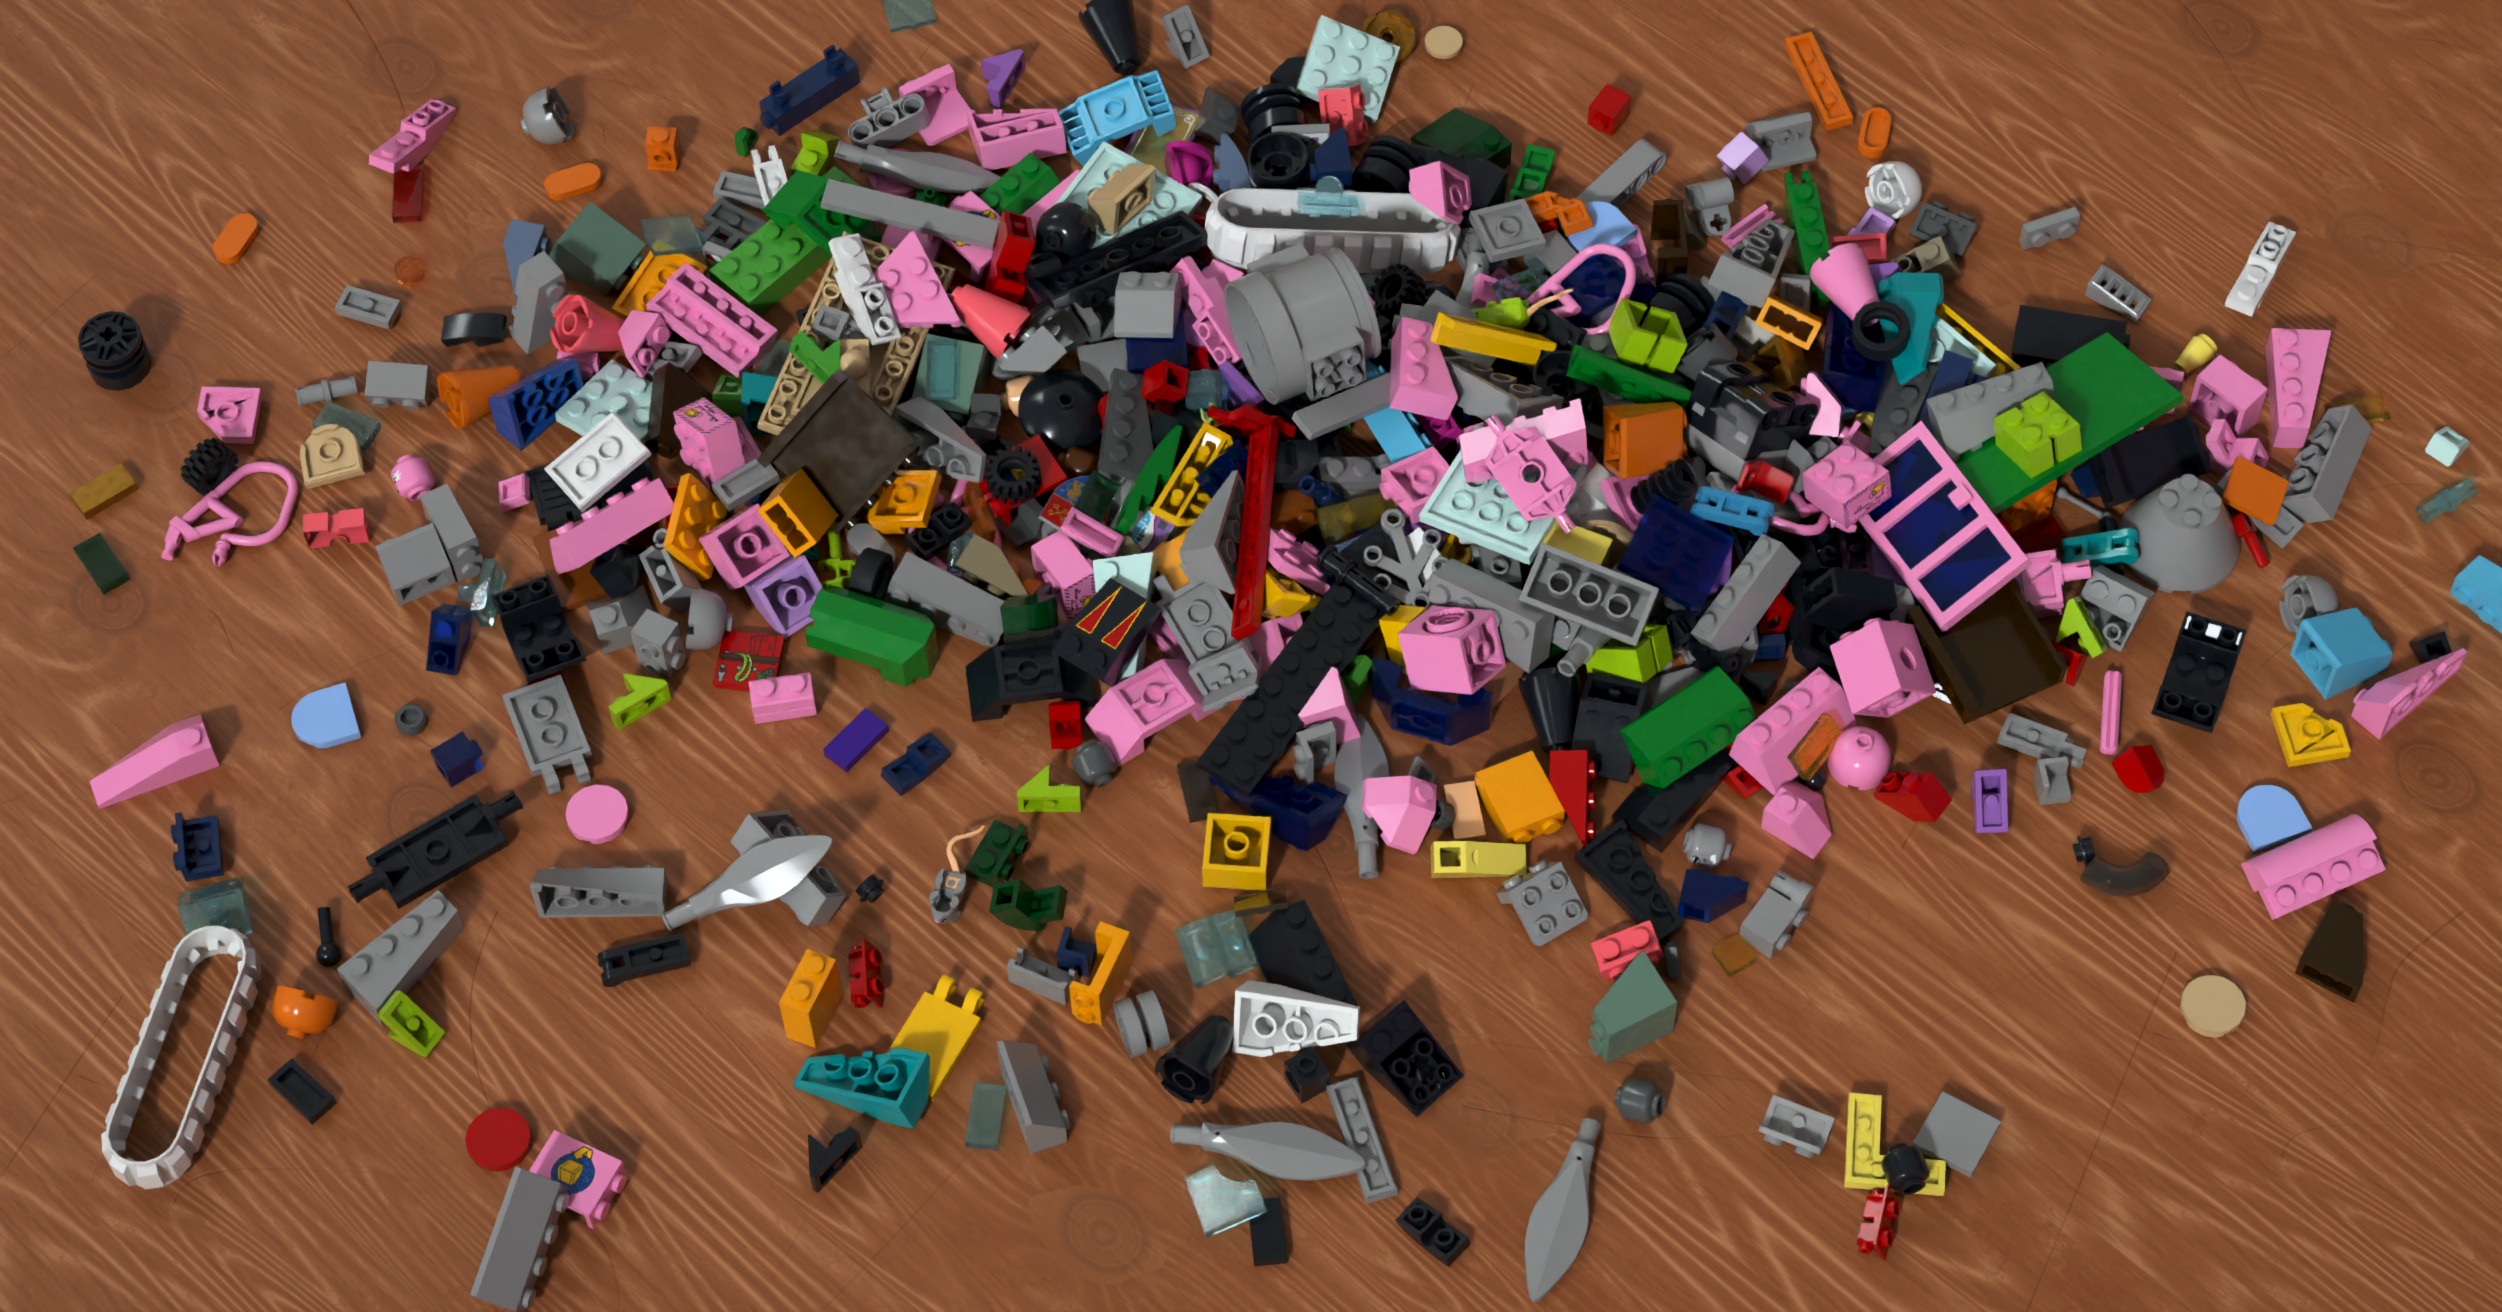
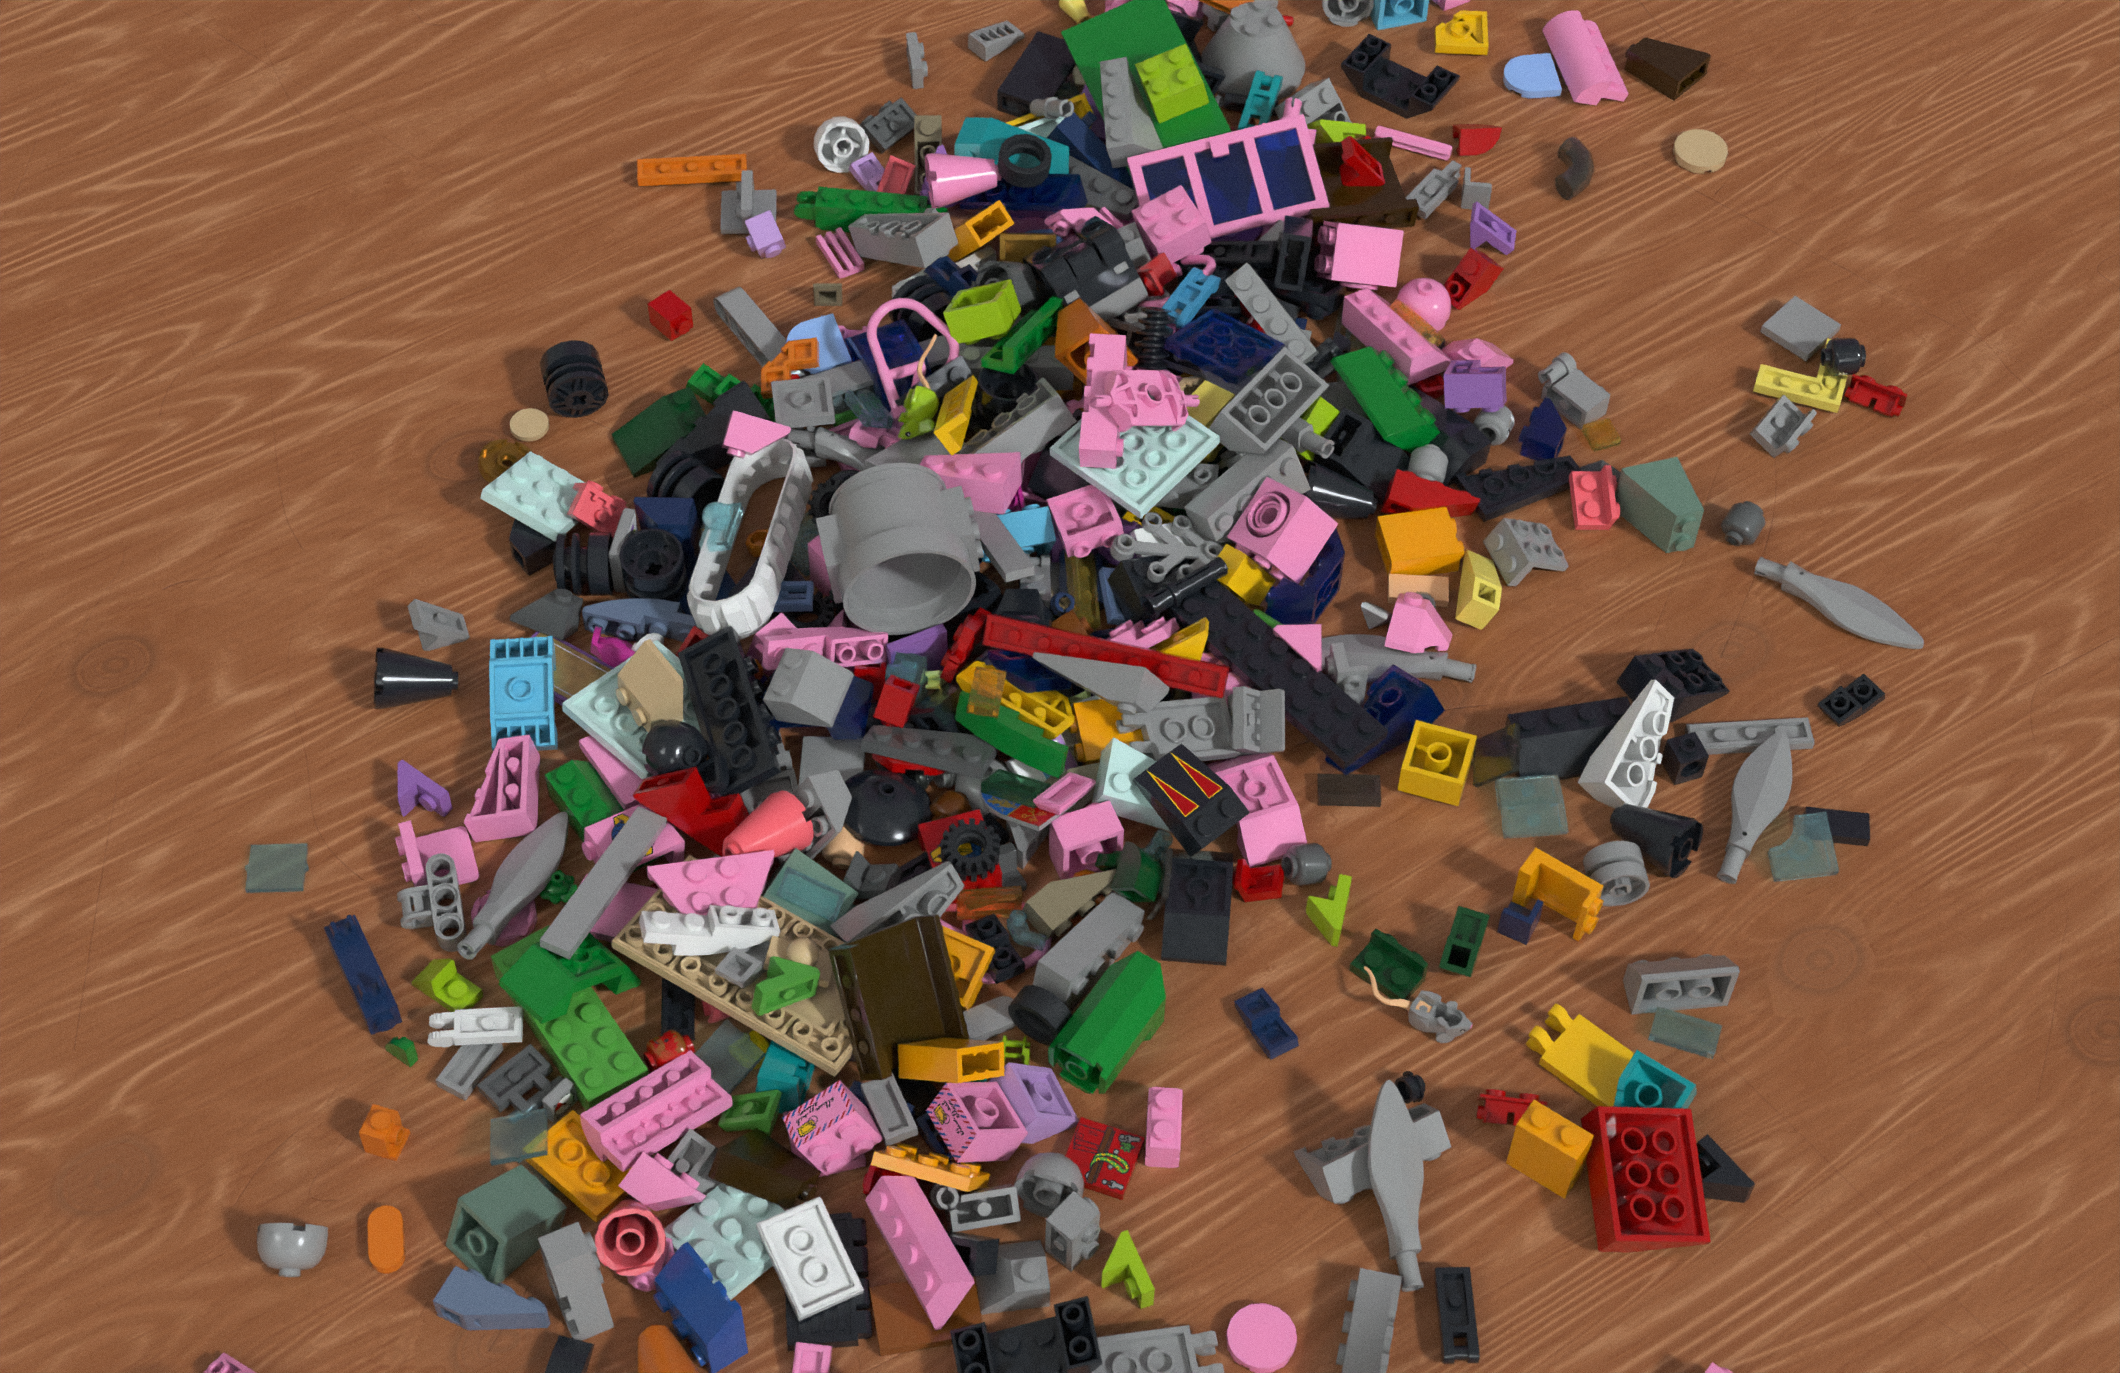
camera: 80 degrees left, 5 degrees down
(780, 317) = (666, 1048): none -> red head
(799, 1083) = (1645, 1179): none -> red slope
(856, 740) = (1223, 1073): dark purple tile -> none
(1041, 977) = (1539, 953): light grey hinge -> none
(1182, 444) = (986, 692): none -> clear yellow tile
(1495, 54) = (574, 379): none -> black wheel
(1618, 788) = (1429, 463): none -> light grey head
(1669, 224) = (846, 294): dark brown panel -> none
(1711, 202) = (810, 261): light grey piece -> none
(1728, 801) = (1474, 386): none -> medium lavender brick
(1874, 132) = (762, 149): orange tile -> none
(1976, 342) = (1052, 108): none -> light grey pin
(2015, 646) = (1359, 166): none -> red slope
(2084, 850) = (1544, 188): black plate -> none

